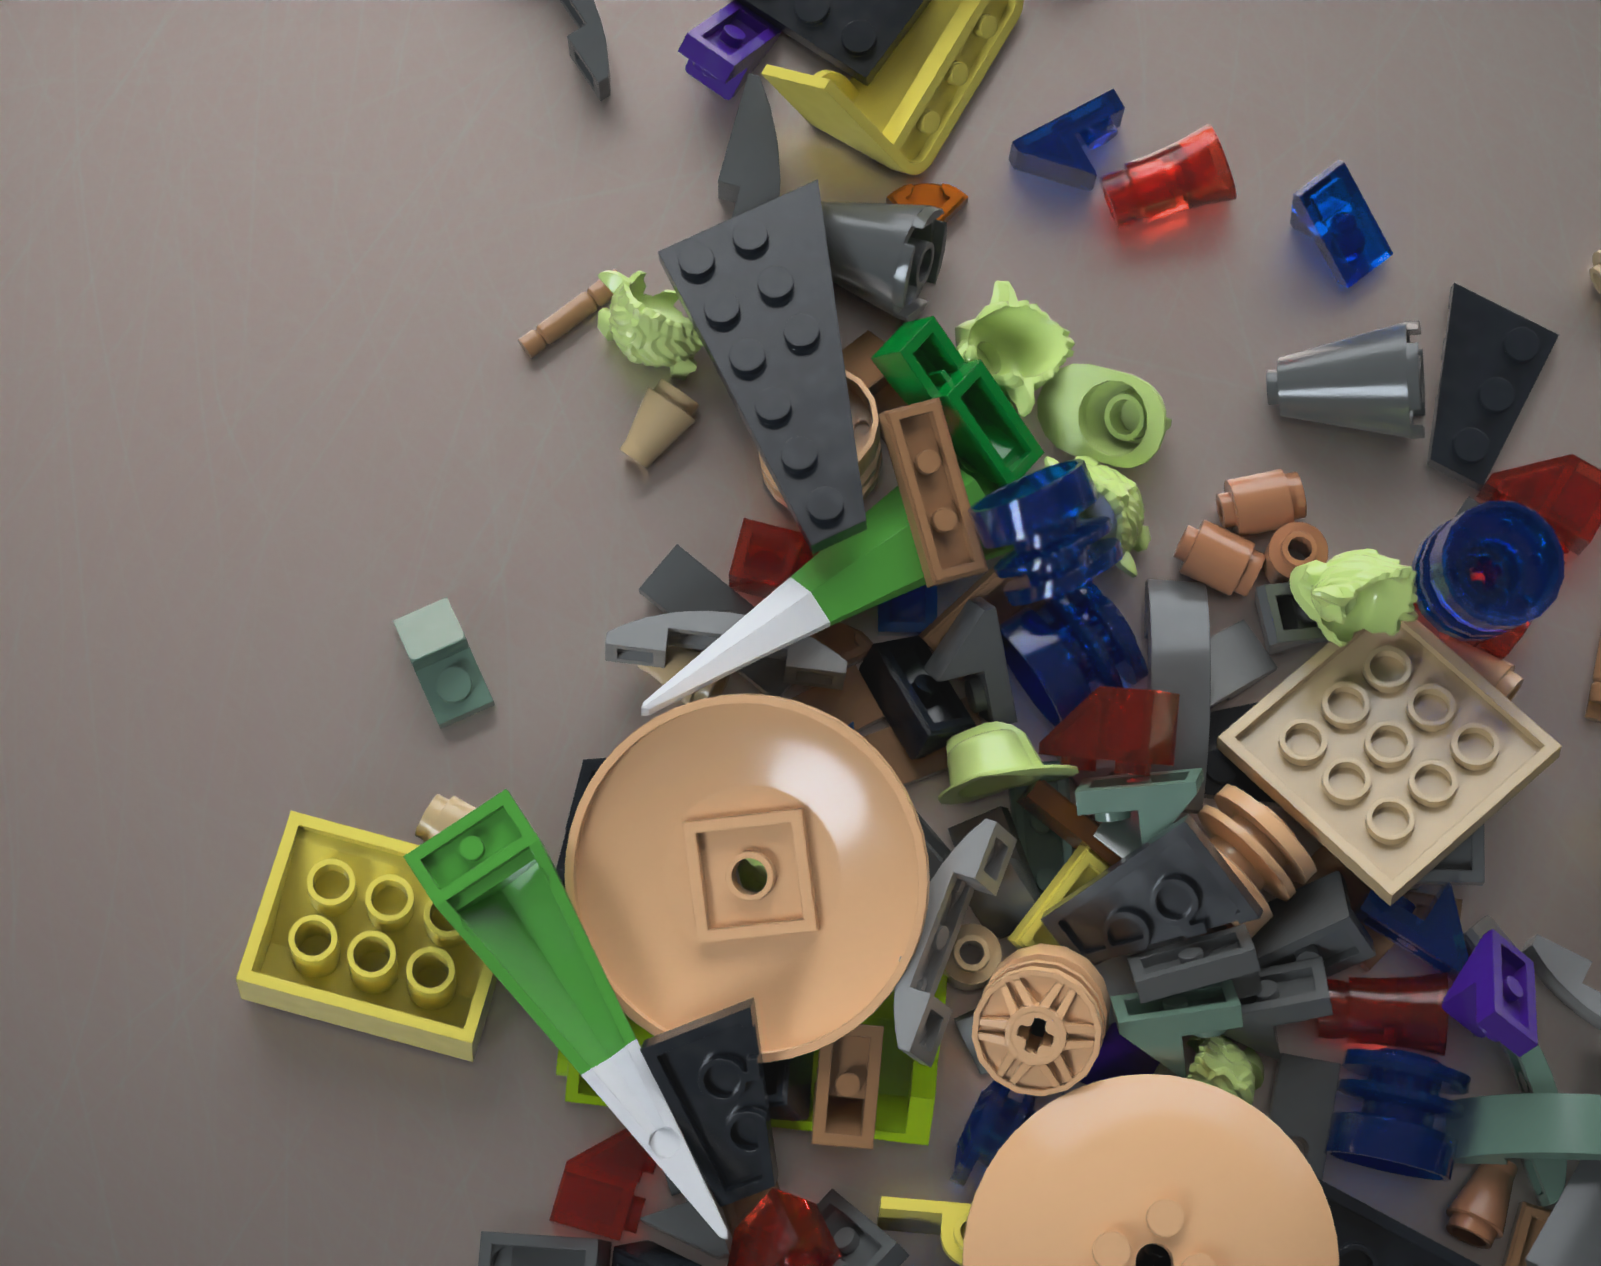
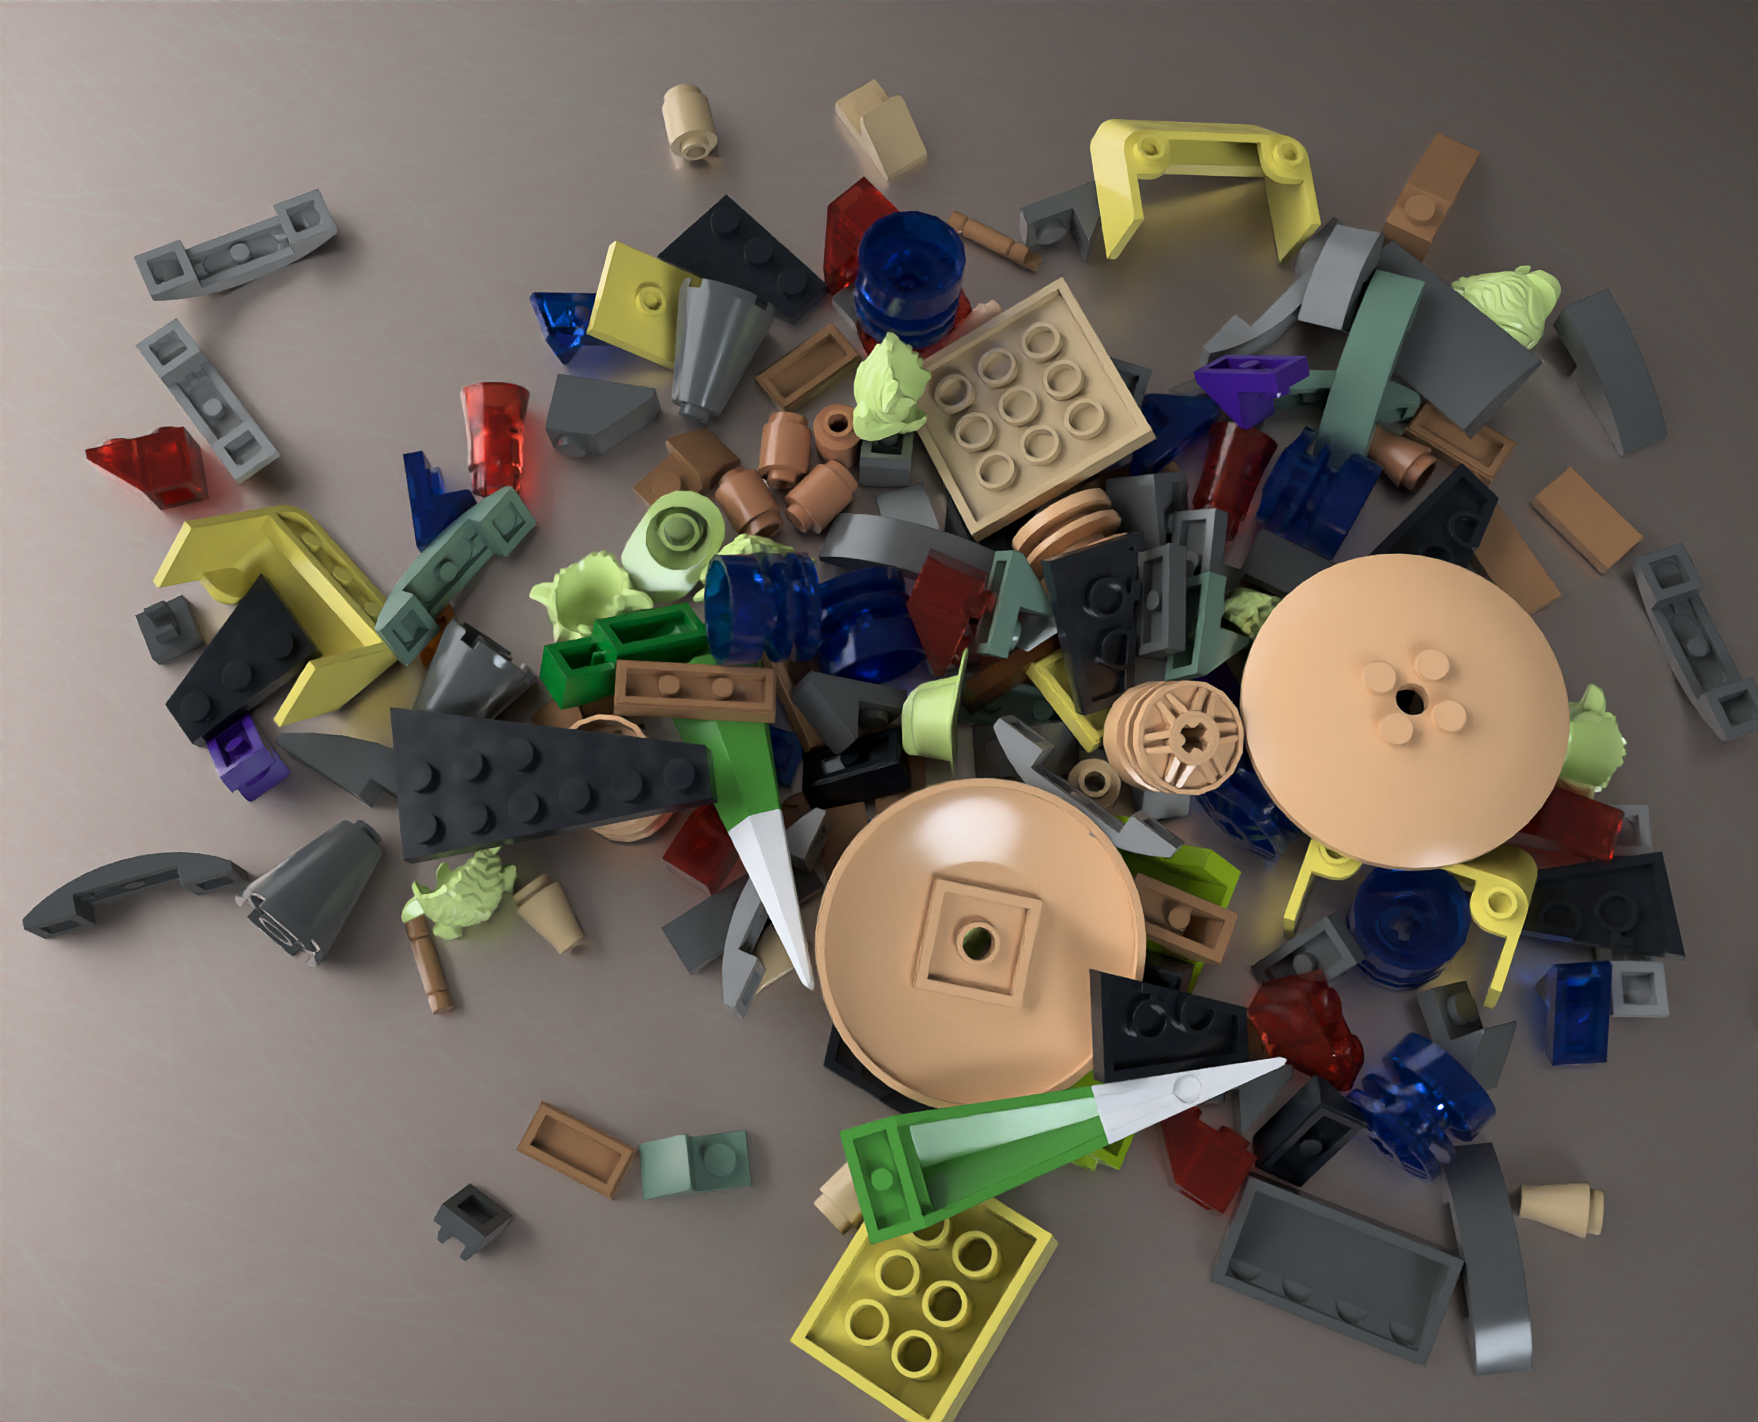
camera: 65 degrees left, 5 degrees down
(319, 453) = (471, 1219): none -> dark grey tile
(422, 537) = (578, 1150): none -> medium nougat tile
(608, 173) = (314, 890): none -> dark grey cone
(1002, 180) = (446, 567): none -> sand green slope
(1184, 483) = (749, 503): none -> nougat brick
(1206, 405) = (693, 464): none -> medium nougat slope
(1235, 280) = (597, 414): none -> dark grey slope
(1373, 498) = (808, 369): none -> medium nougat tile
(1383, 281) = (638, 304): none -> light yellow plate

